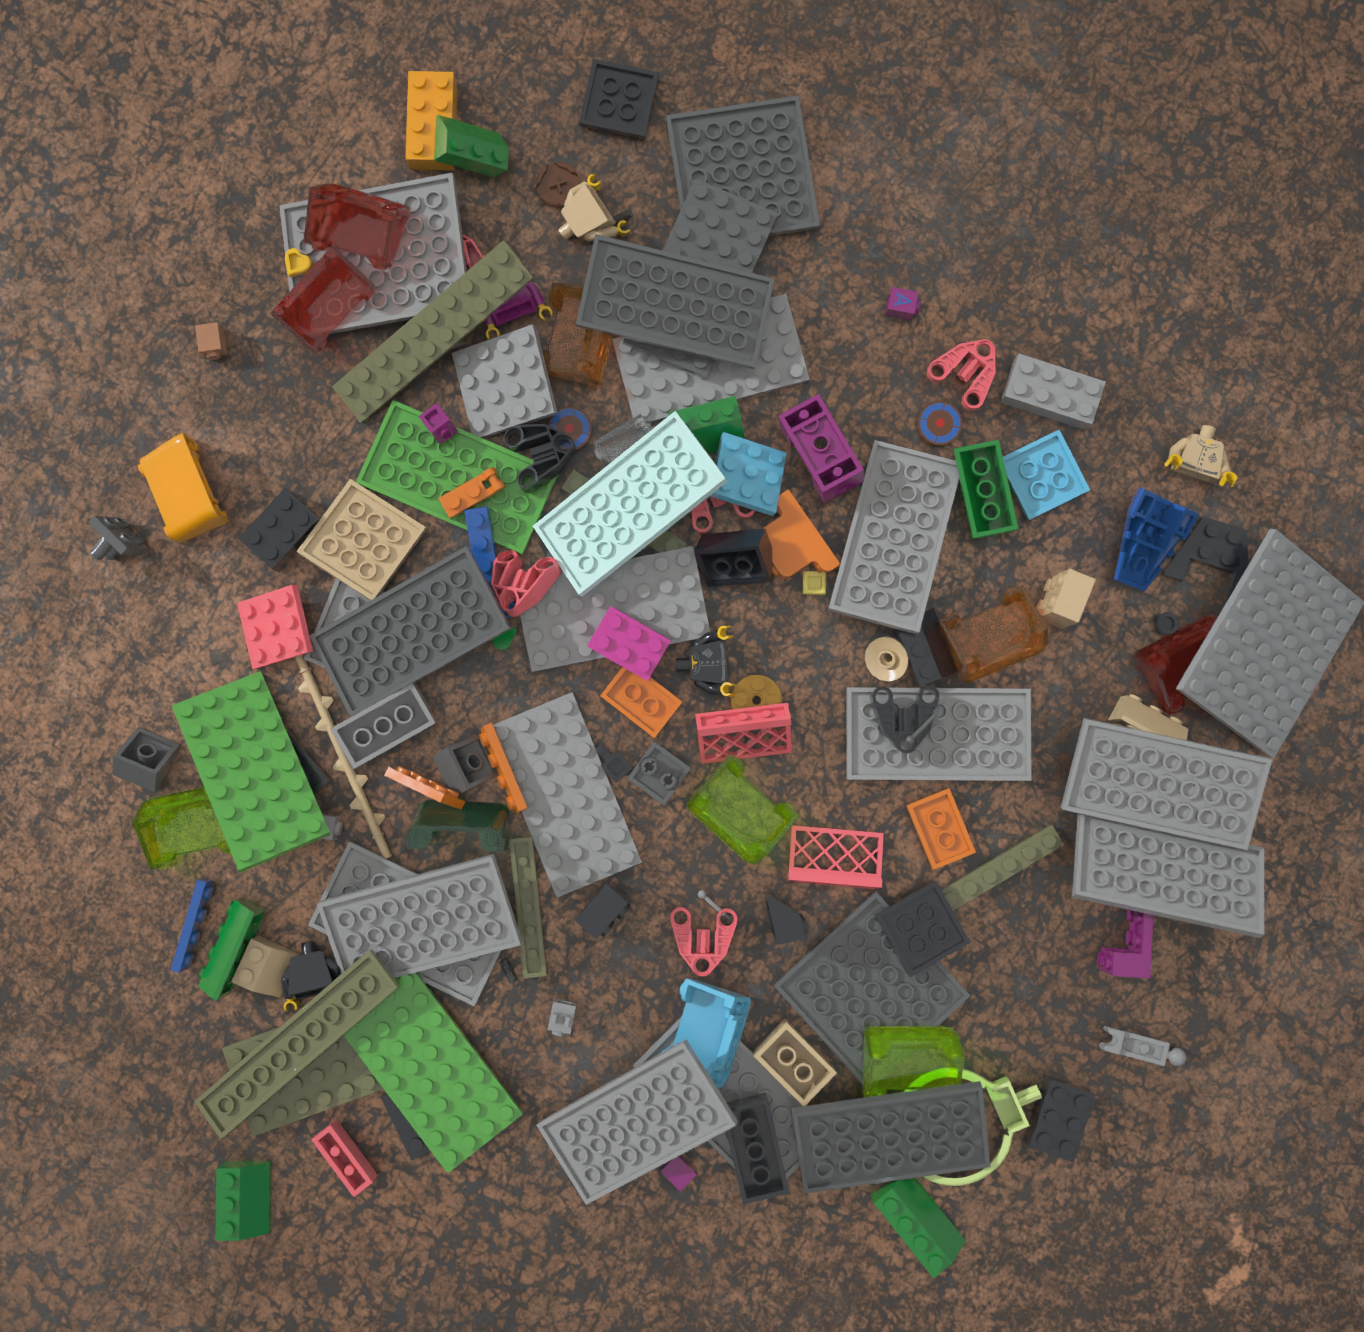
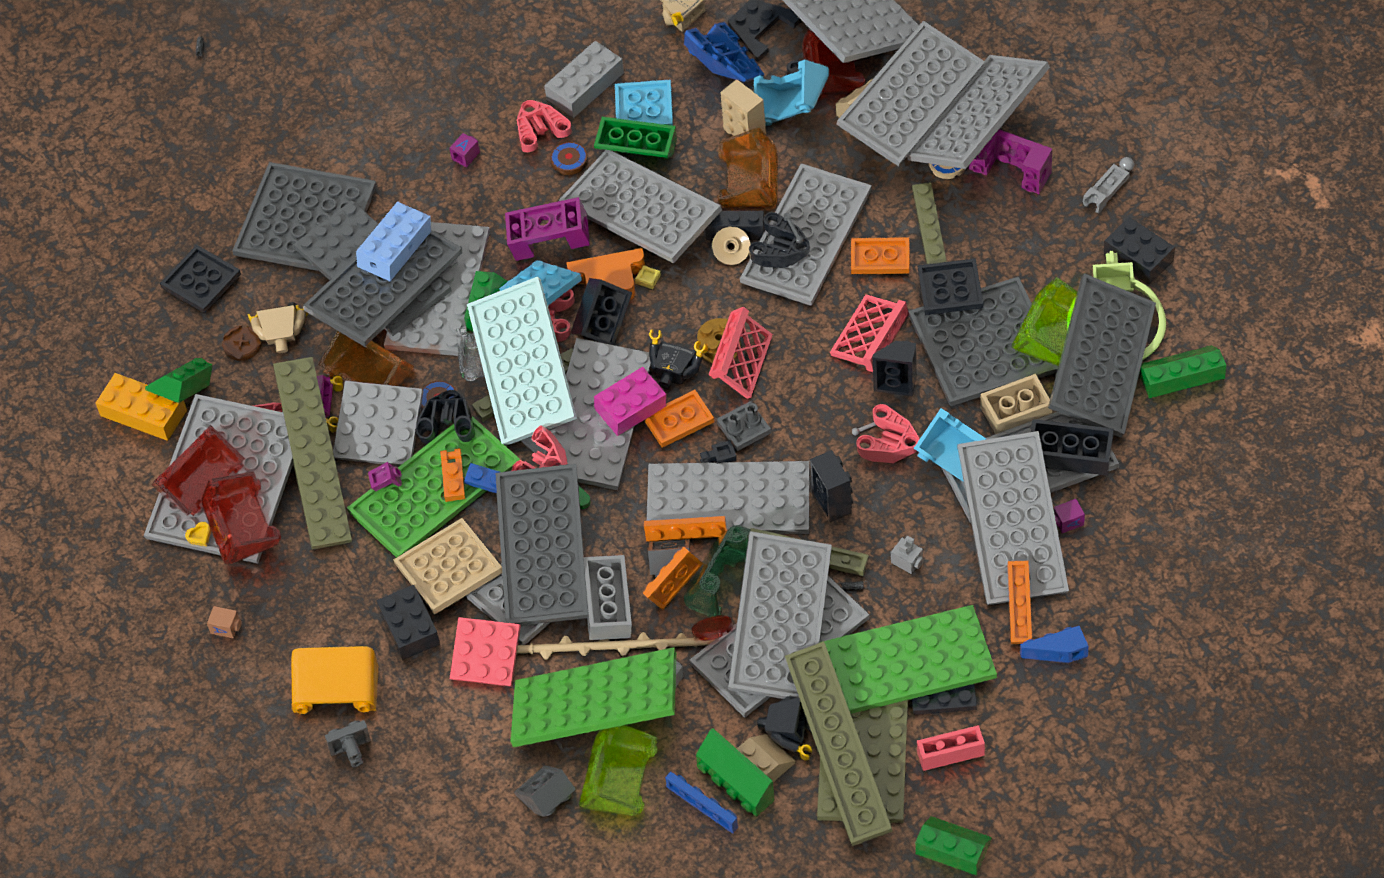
camera: 60 degrees left, 30 degrees down
(390, 850) = (712, 627): none -> clear red tile
(515, 1225) = (1059, 647): none -> blue slope
(545, 1162) = (1019, 601): none -> orange plate
(721, 291) = (393, 241): none -> light blue brick
(740, 812) = (803, 383): clear neon green windscreen -> none
(1115, 640) = (791, 93): none -> medium azure windscreen

